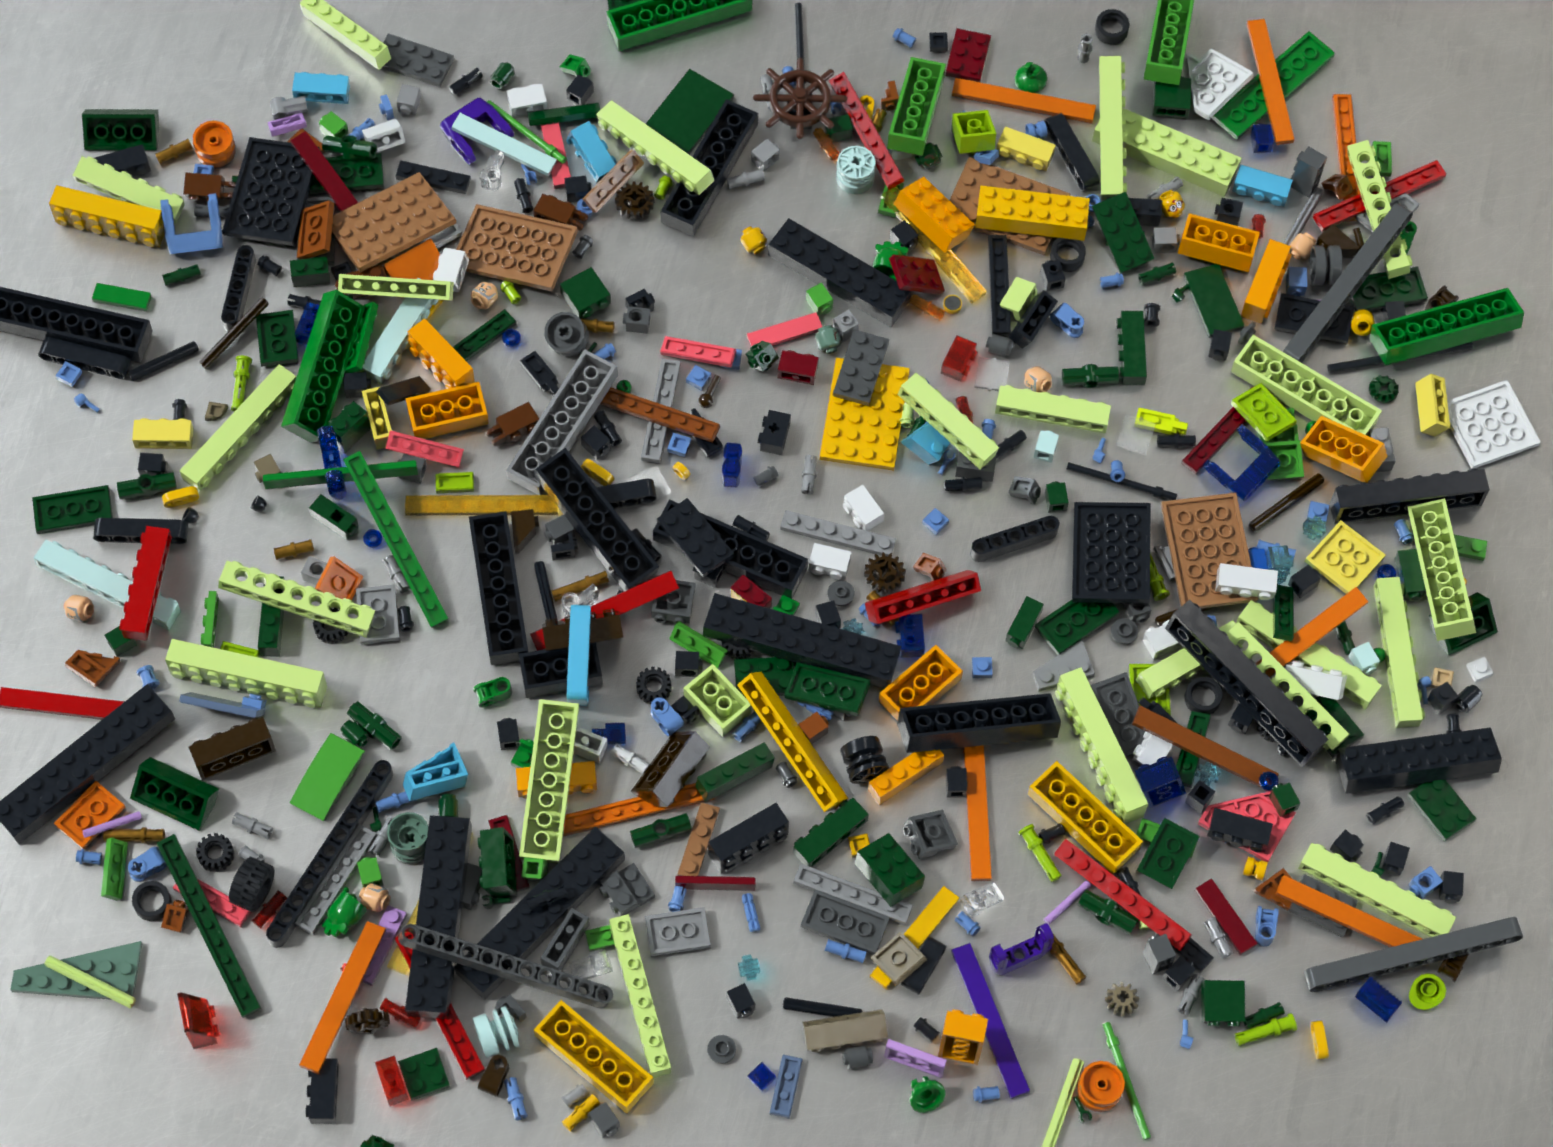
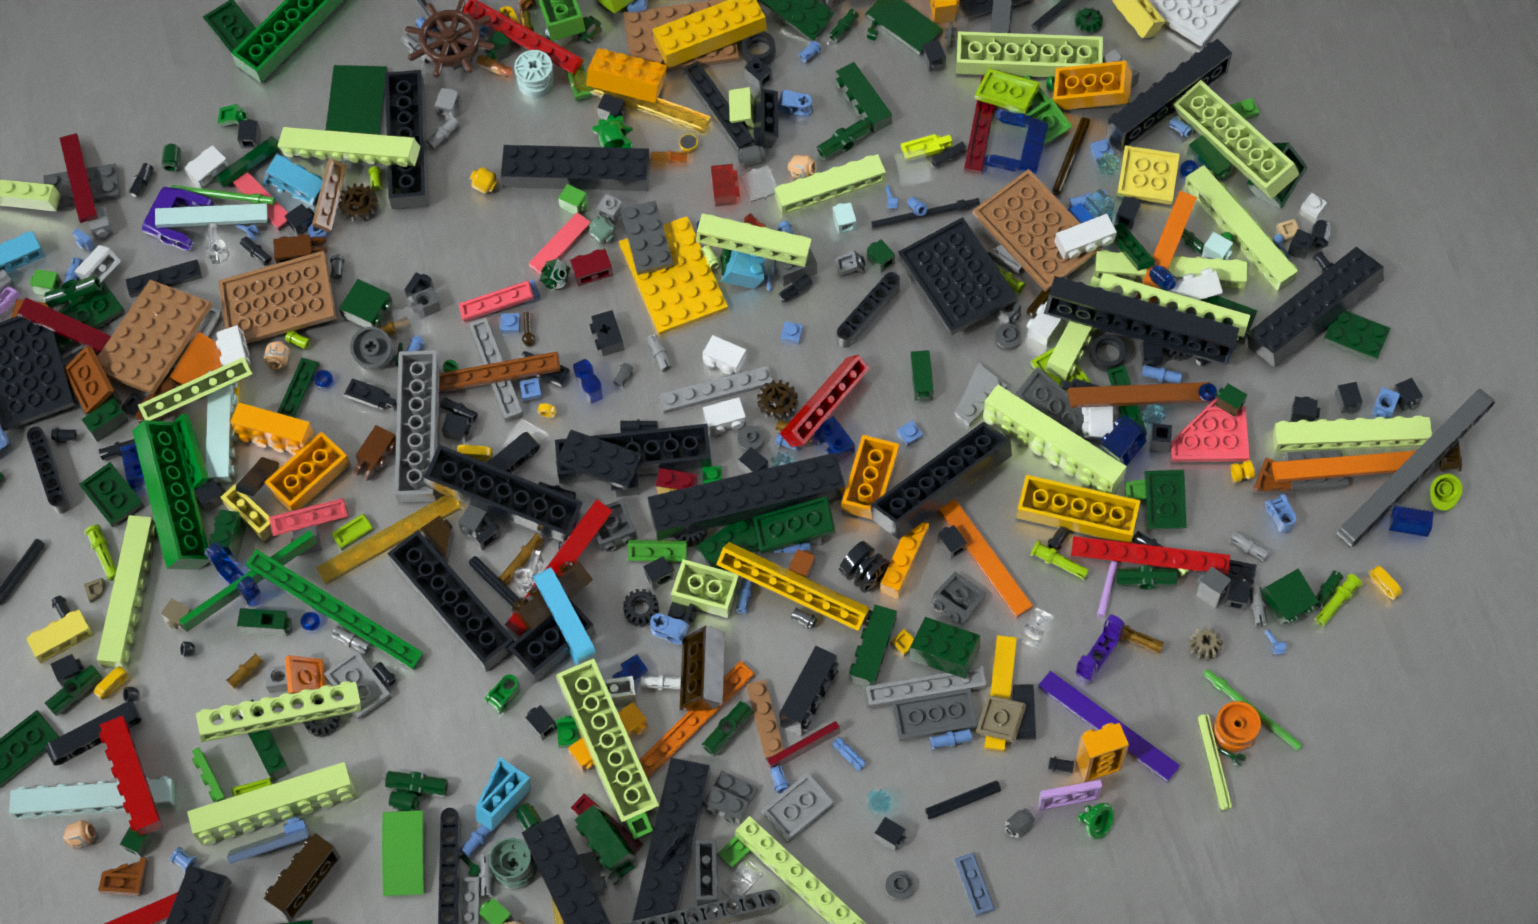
camera: 25 degrees left, 0 degrees up
(233, 333) = (69, 511): dark brown axle -> none
(414, 51) = (78, 178): none -> dark red tile
(613, 329) = (410, 322): none -> clear piece
(734, 772) = (759, 641): dark green brick -> none
(761, 1076) = (948, 888): clear blue tile -> none
(845, 1029) = (994, 806): dark tan brick -> none
(917, 274) = (644, 133): dark red plate -> none
(930, 566) = (812, 372): dark orange bracket -> none
(967, 923) = (1037, 655): medium blue pin -> none
(986, 1093) = (1141, 793): medium blue pin -> none
(1009, 443) = (814, 228): black axle -> none
(1074, 623) = (963, 352): dark green plate -> none
(1151, 314) = (861, 61): black bush -> none
(1225, 916) = (1245, 525): dark red tile -> none
(1239, 742) = (1161, 374): none -> medium blue pin
(1239, 830) = (1211, 446): black brick -> none
(1291, 656) = (1162, 278): none -> clear blue brick
(1376, 869) = (1338, 415): dark green hand -> none
(1385, 810) = (1314, 363): black axle -> none

